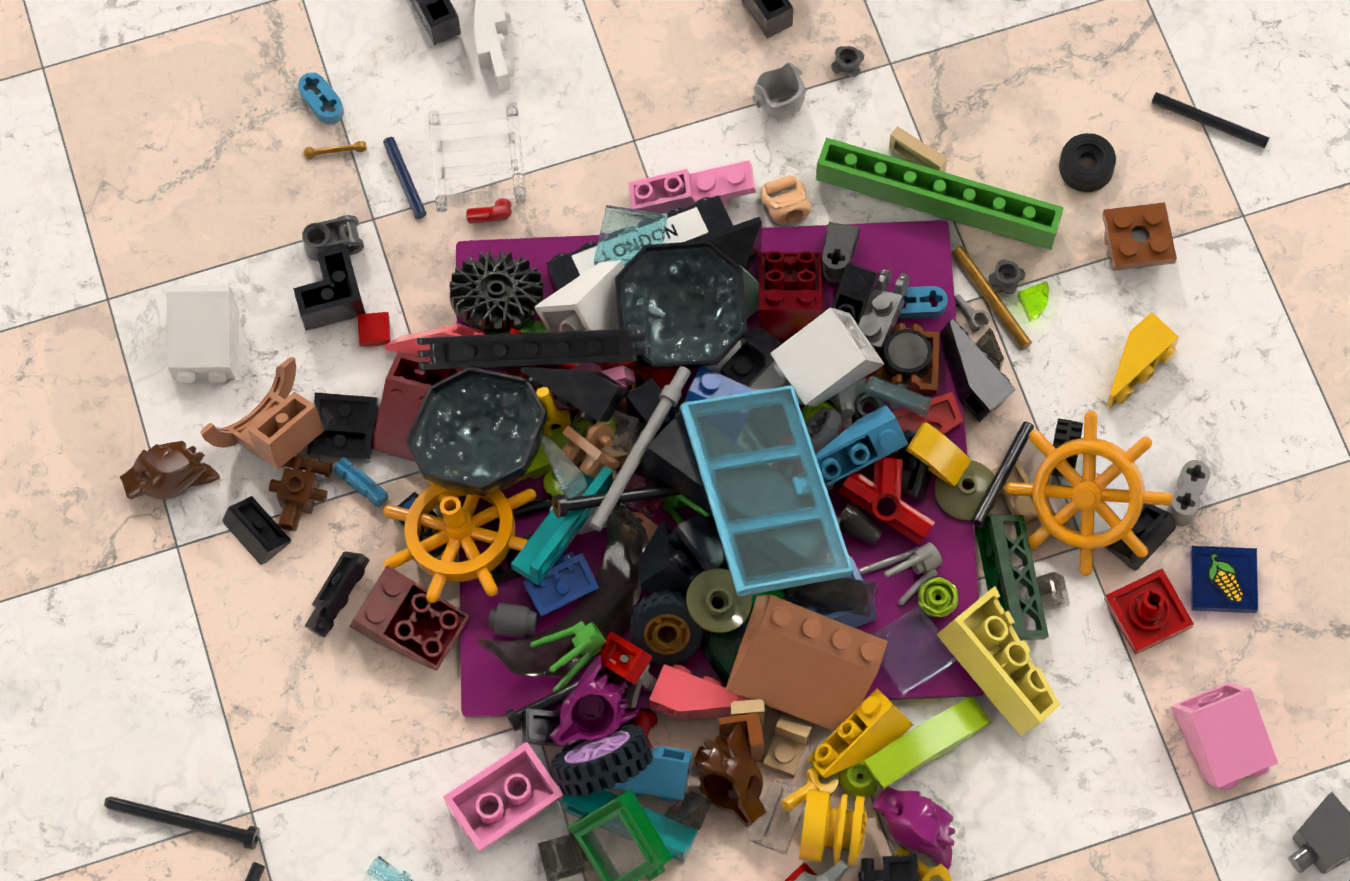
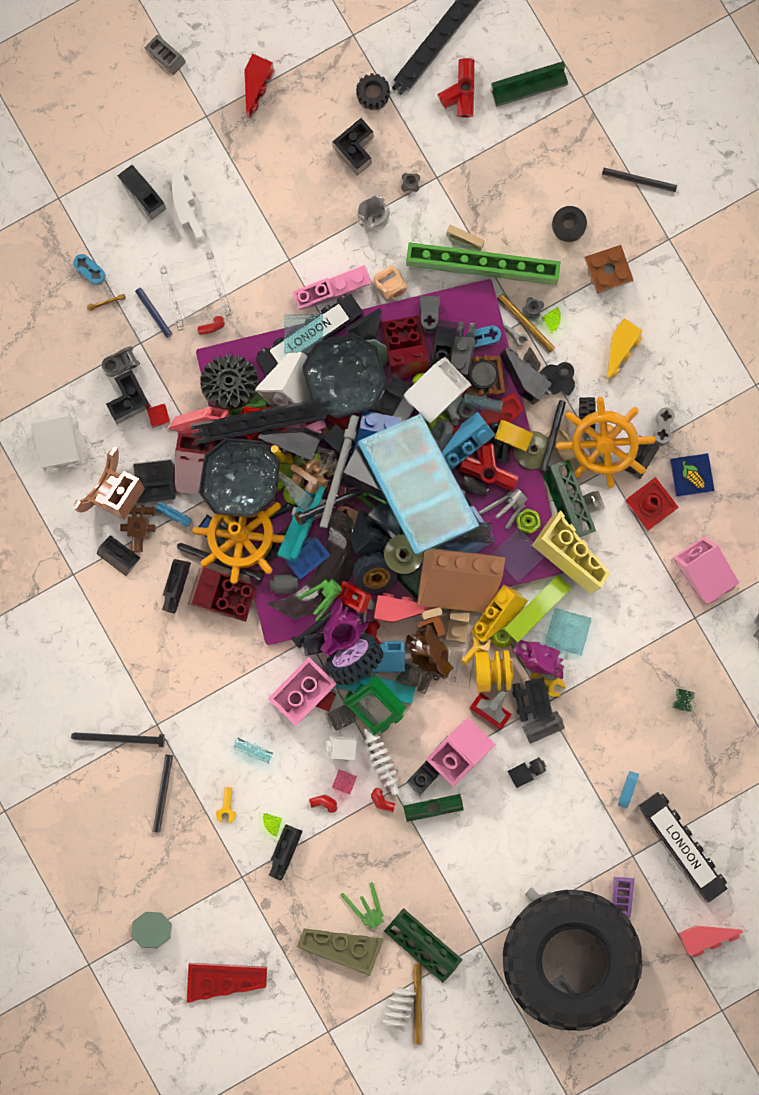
camera: 10 degrees left, 15 degrees up
(167, 471) = (57, 532): reddish brown piece -> none
(474, 600) = (258, 575): none -> black bar
(540, 826) = (327, 701): none -> red tile
(716, 825) = (425, 682): none -> clear smoke arm
(973, 791) = (568, 631): none -> clear light blue tile
(1029, 394) = (559, 381): none -> black plate

